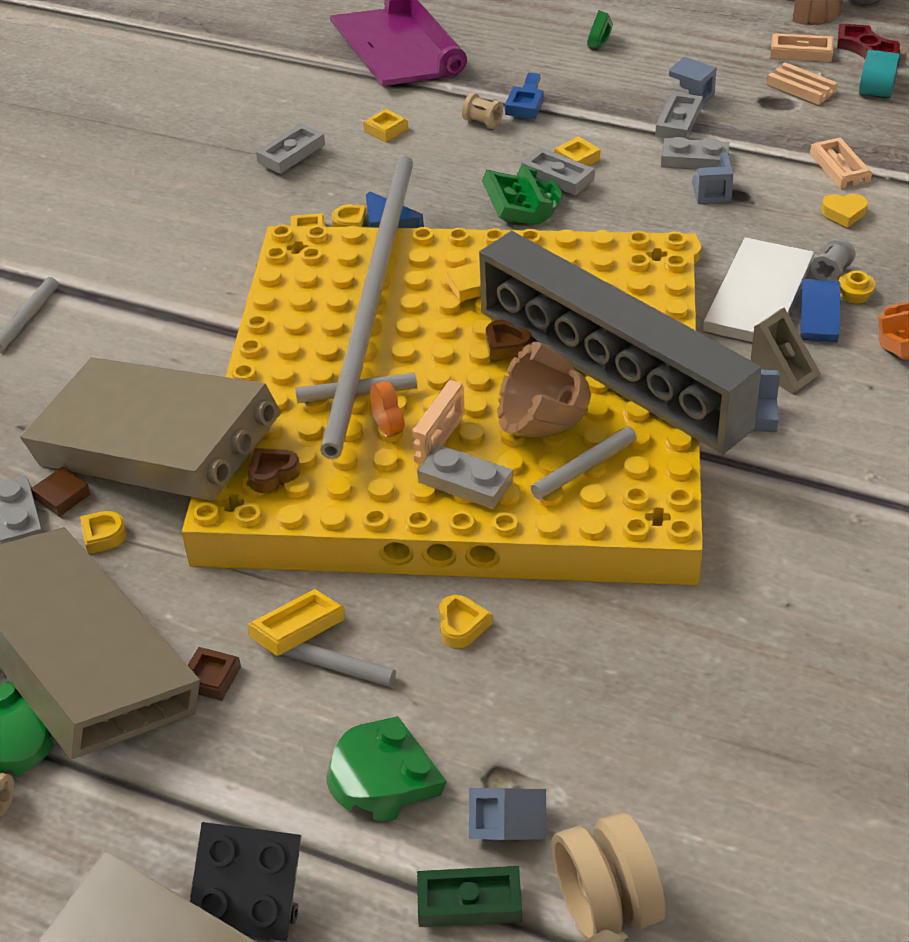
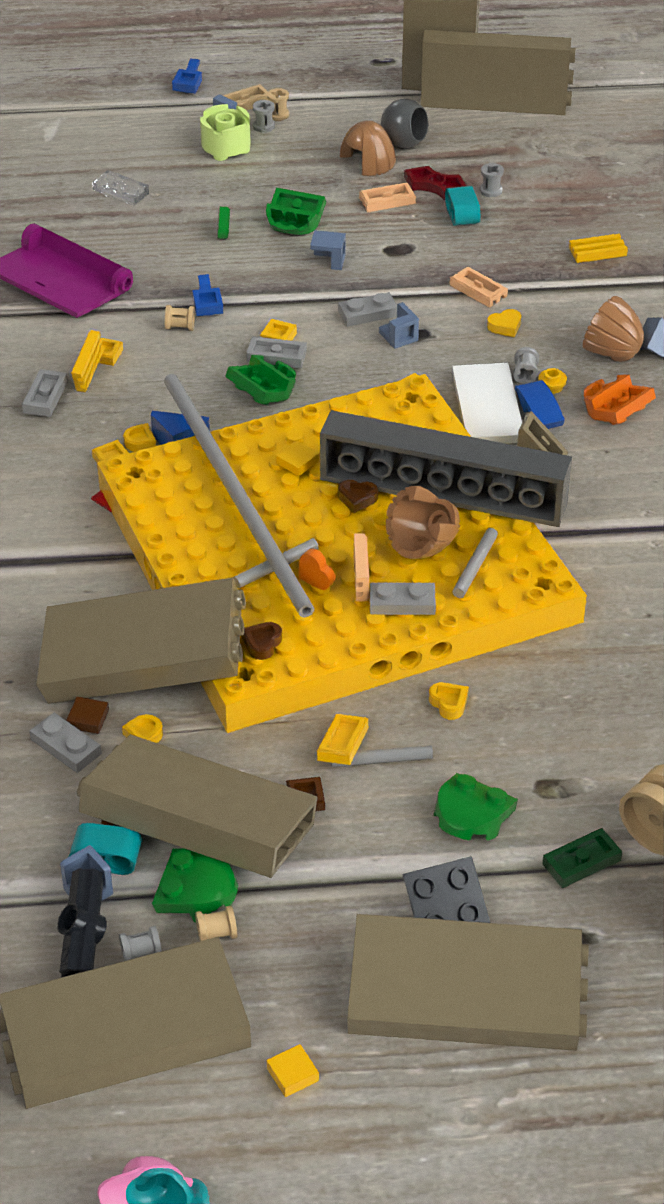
camera: 30 degrees left, 0 degrees up
(351, 127) = (87, 361): none -> yellow tile
(507, 814) = (570, 802): sand blue panel -> none
(679, 115) = (336, 281): light grey plate -> none
(685, 36) = (295, 211): none -> green slope
(802, 83) = (408, 228): light nougat tile -> none

